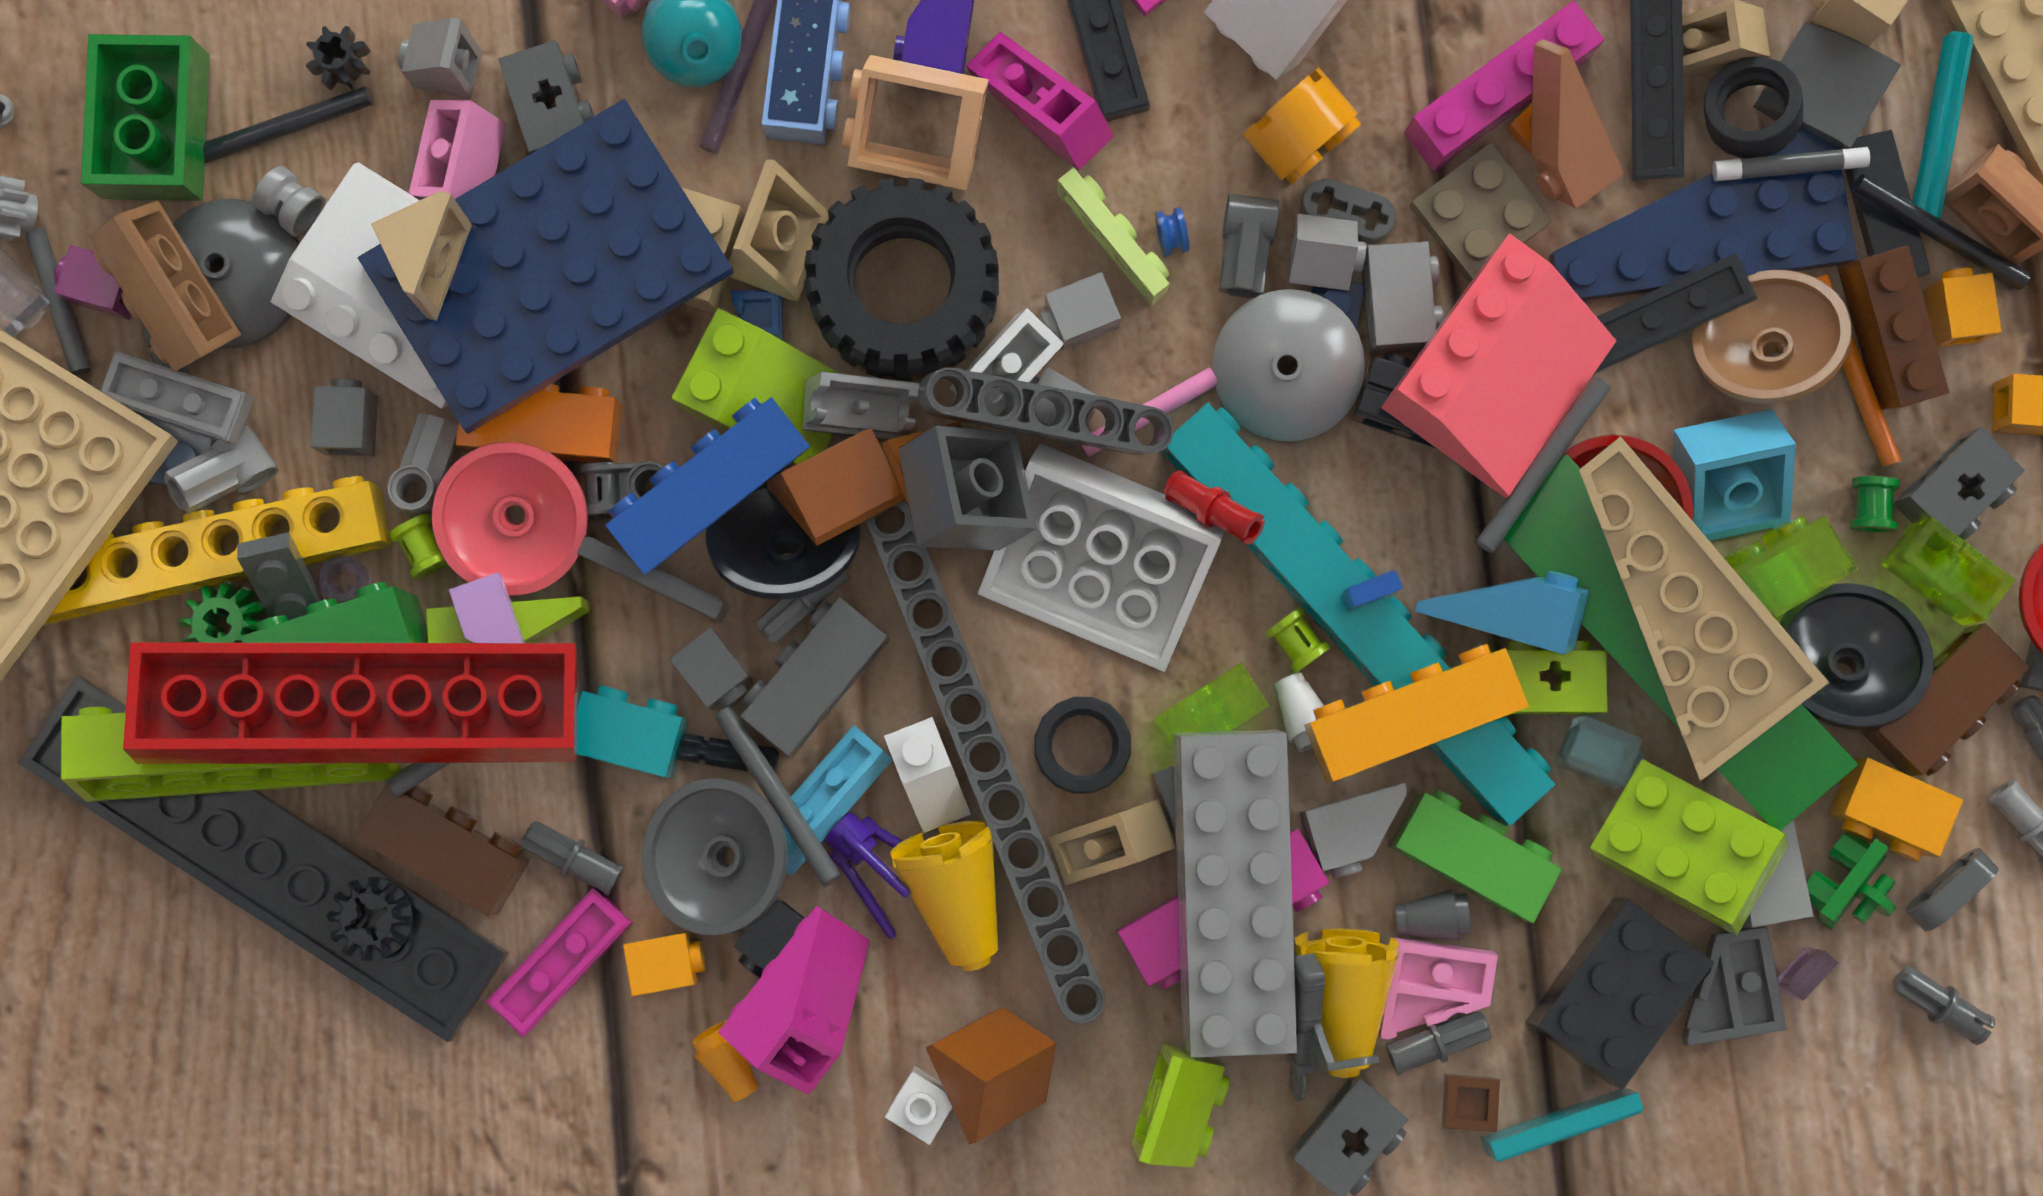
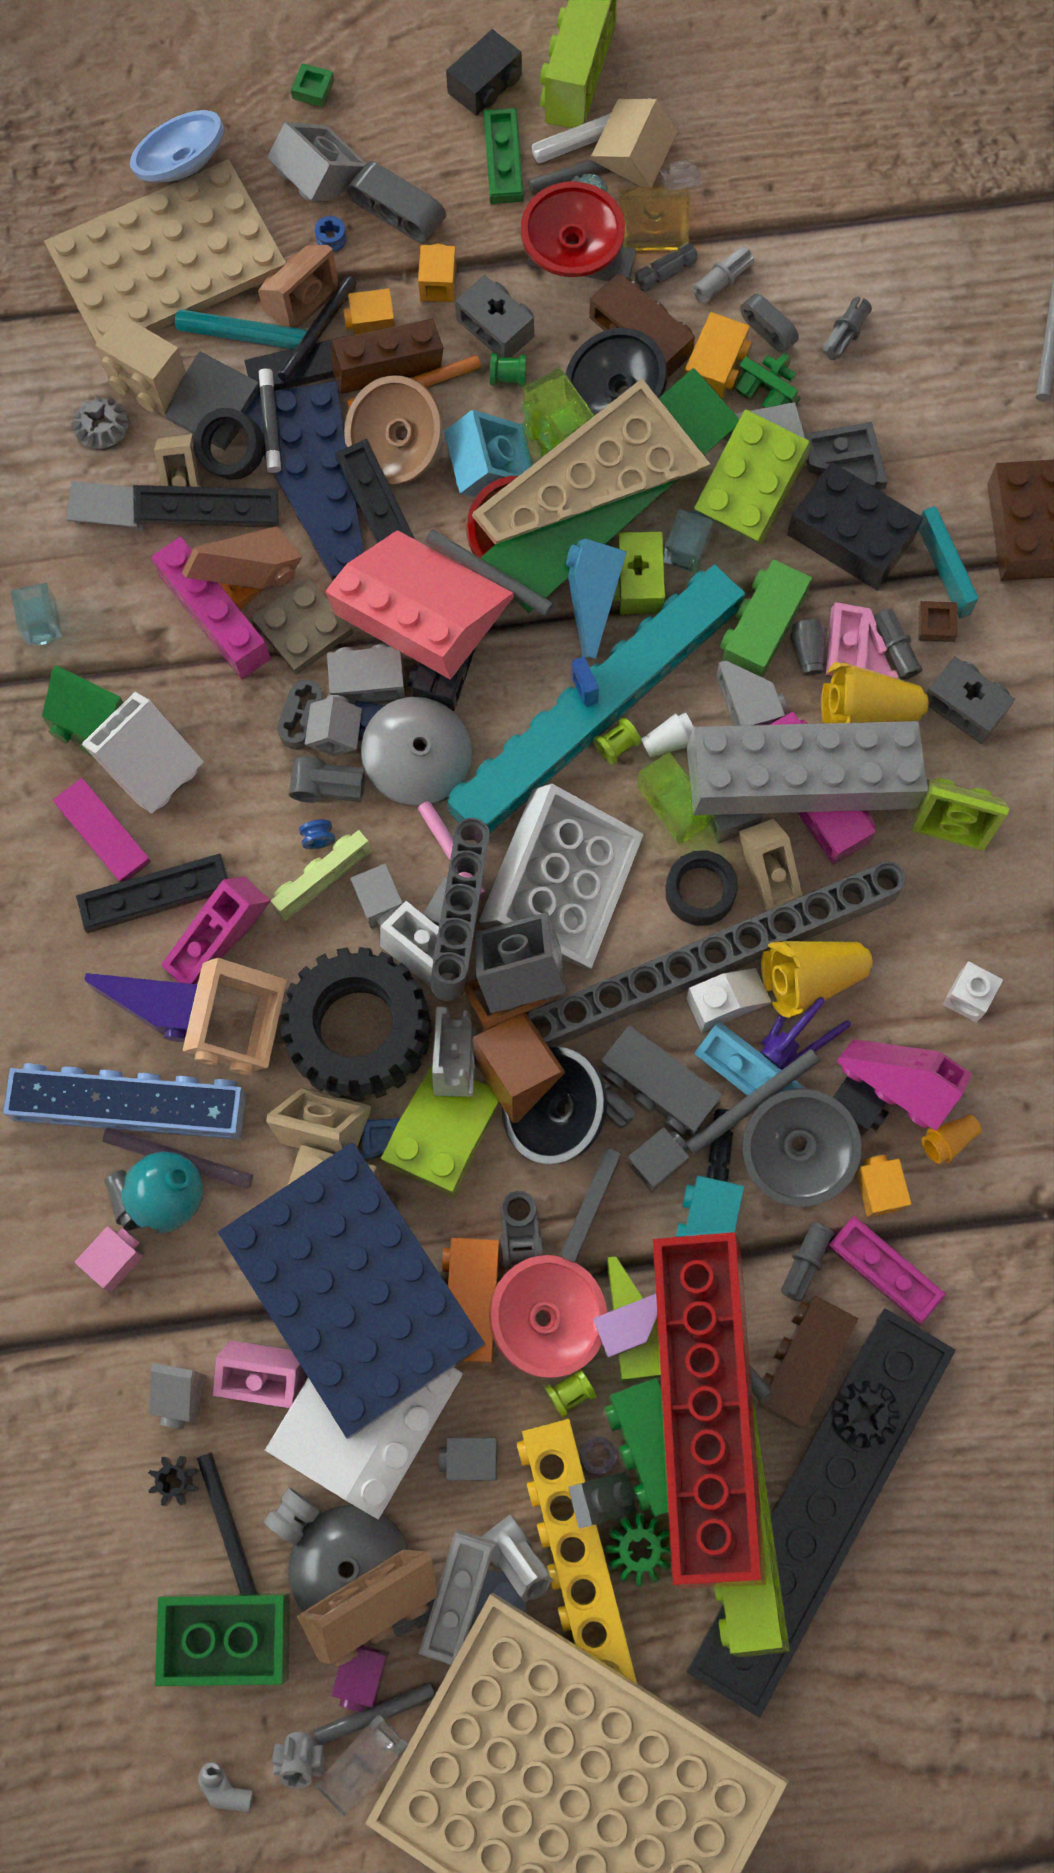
camera: 85 degrees left, 10 degrees down
(425, 248) = (348, 1372): tan slope -> none
(425, 460) = (501, 1390): light grey piece -> none
(534, 76) = (196, 1323): dark grey brick -> none
(707, 485) = (521, 1157): blue brick -> none
(993, 1071) = (943, 939): dark orange slope -> none
(1214, 507) = (526, 791): red pin -> none
(1300, 124) = (240, 740): light orange brick -> none
(1312, 1047) = (915, 710): dark grey piece -> none
(1415, 715) = (672, 652): light orange brick -> none
(1805, 973) = (832, 409): clear purple tile -> none
(1948, 571) = (554, 322): clear neon green brick -> none

